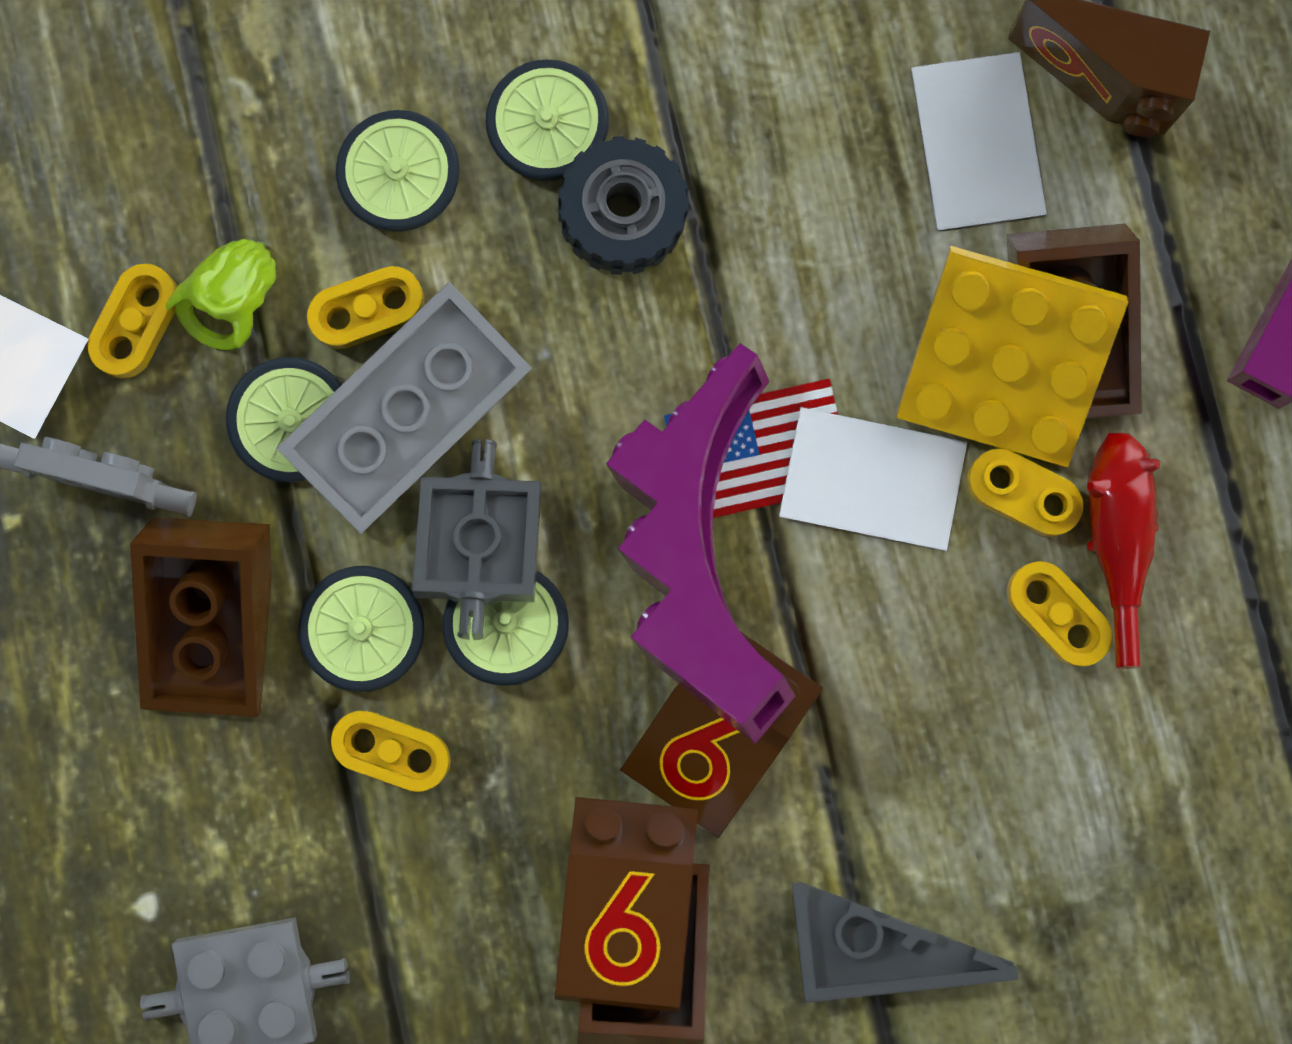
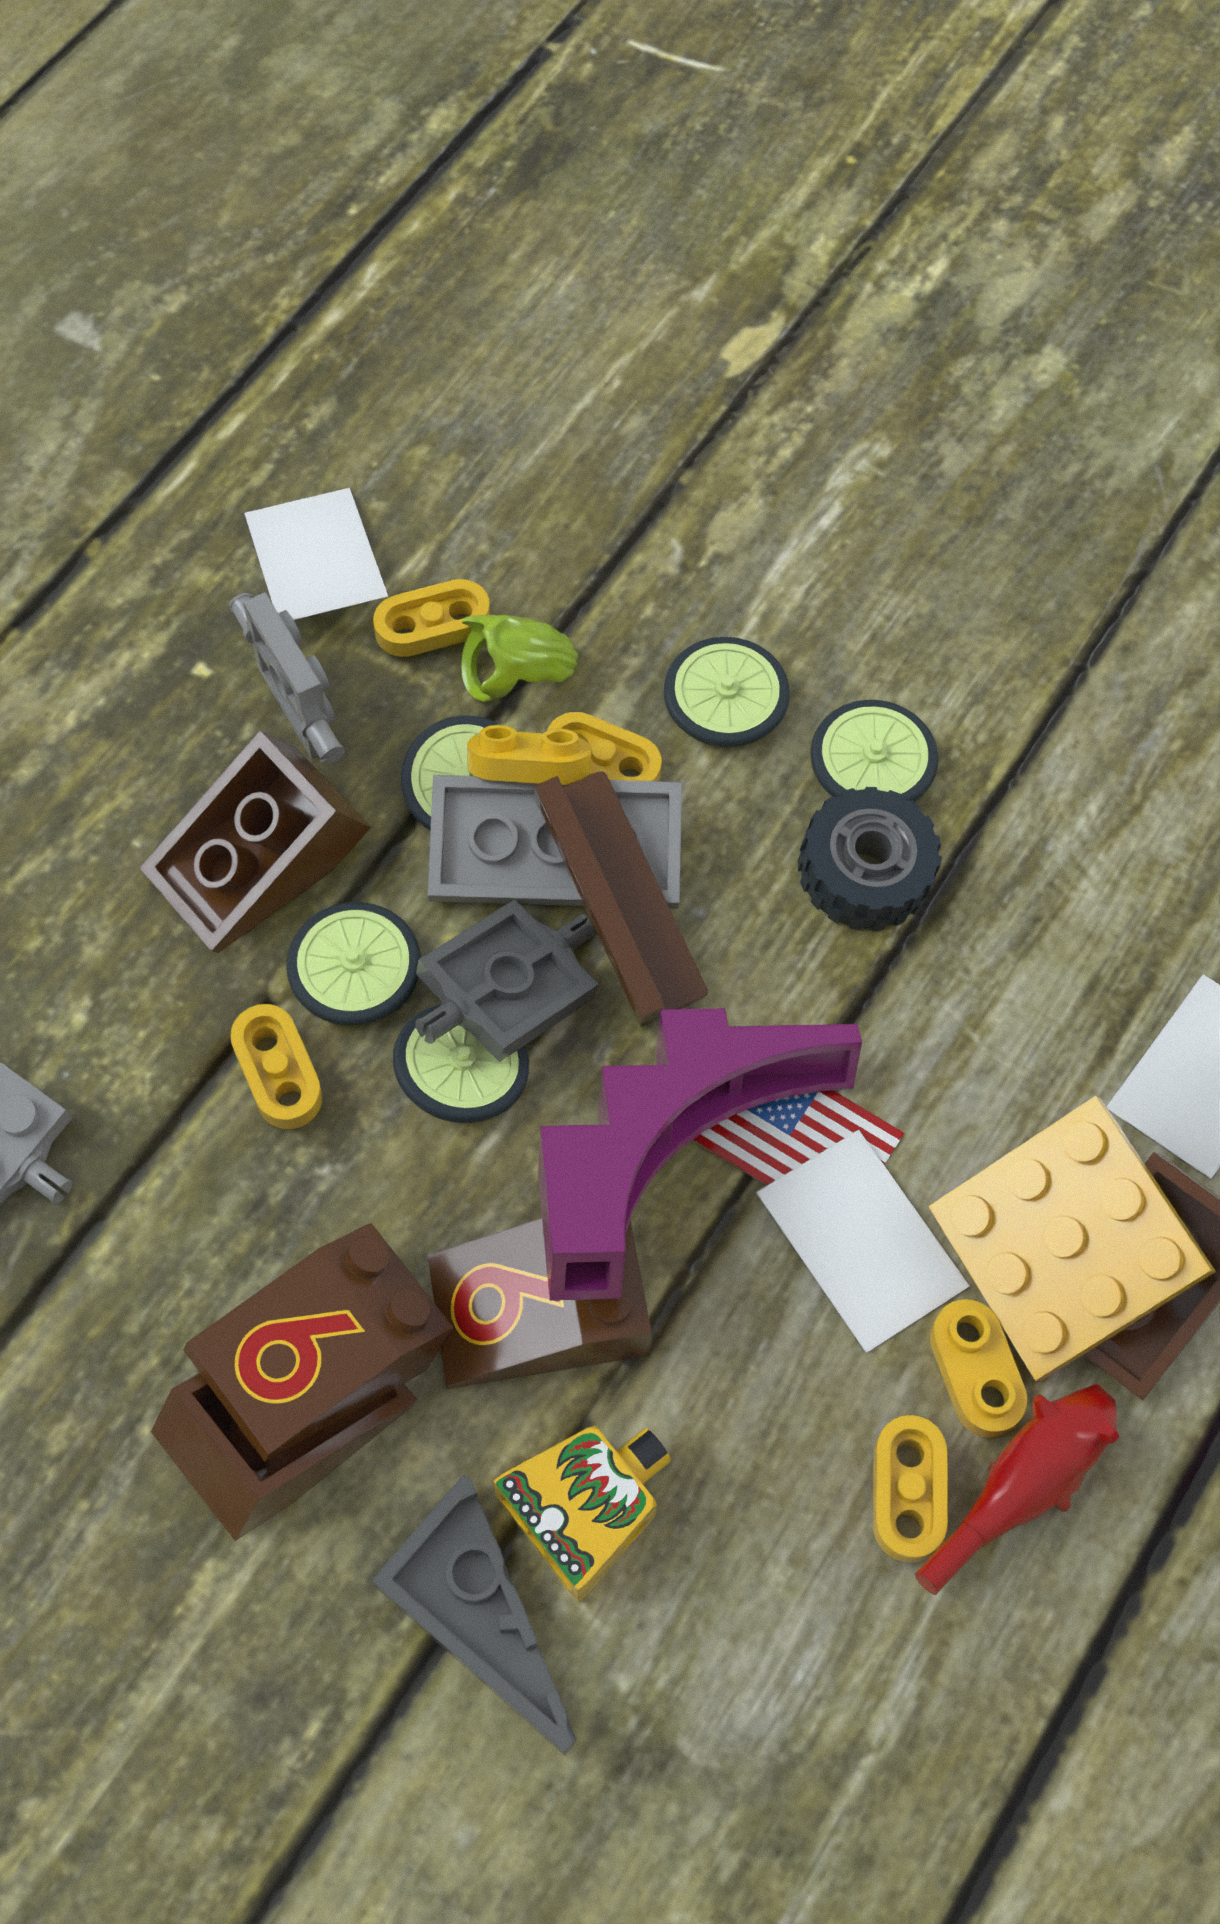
camera: 40 degrees right, 20 degrees down
(327, 369) = (527, 757): none -> yellow plate
(491, 404) = (620, 895): none -> reddish brown panel
(880, 825) = (584, 1502): none -> torso

